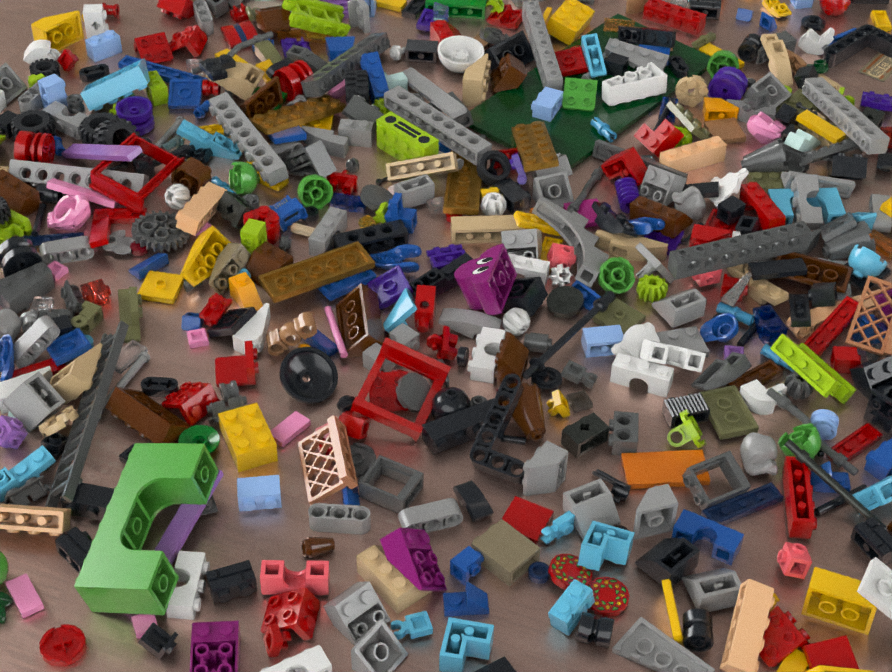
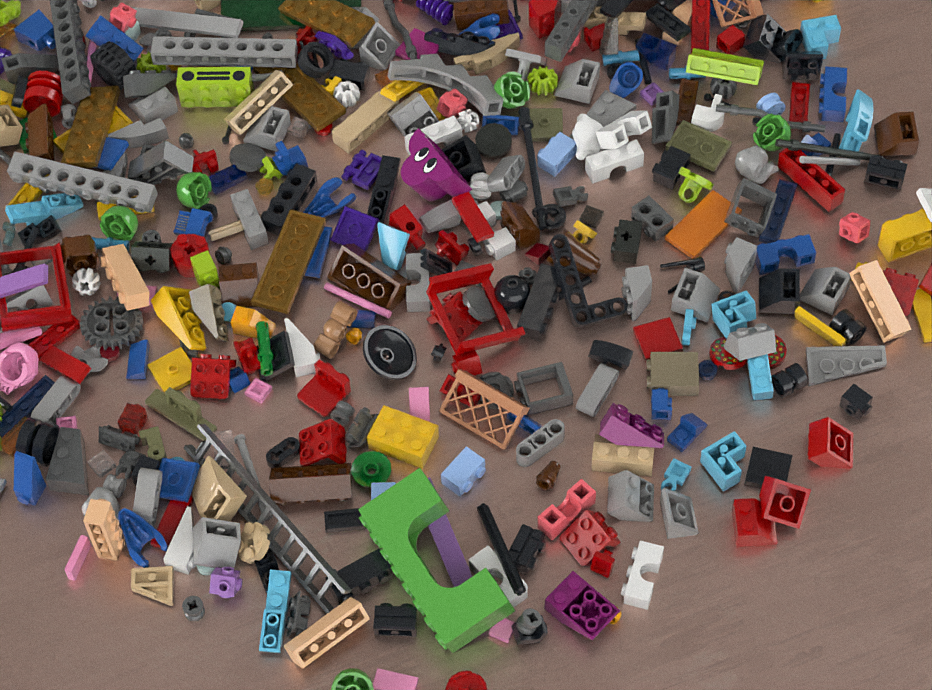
camera: 40 degrees left, 15 degrees up
(158, 634) = (523, 622): none -> dark grey wheel
(176, 303) = (211, 376): none -> red bracket
(208, 563) = (501, 549): none -> black axle
(222, 314) = (265, 355): none -> green pin
(394, 66) = (123, 17): none -> coral brick
(409, 341) = (434, 267): none -> black tile
(479, 332) = (472, 217): none -> red tile
(552, 323) = (506, 173): none -> light grey beam
(588, 568) = (751, 342): none -> light grey slope
(827, 493) = (829, 160): none -> light grey bar

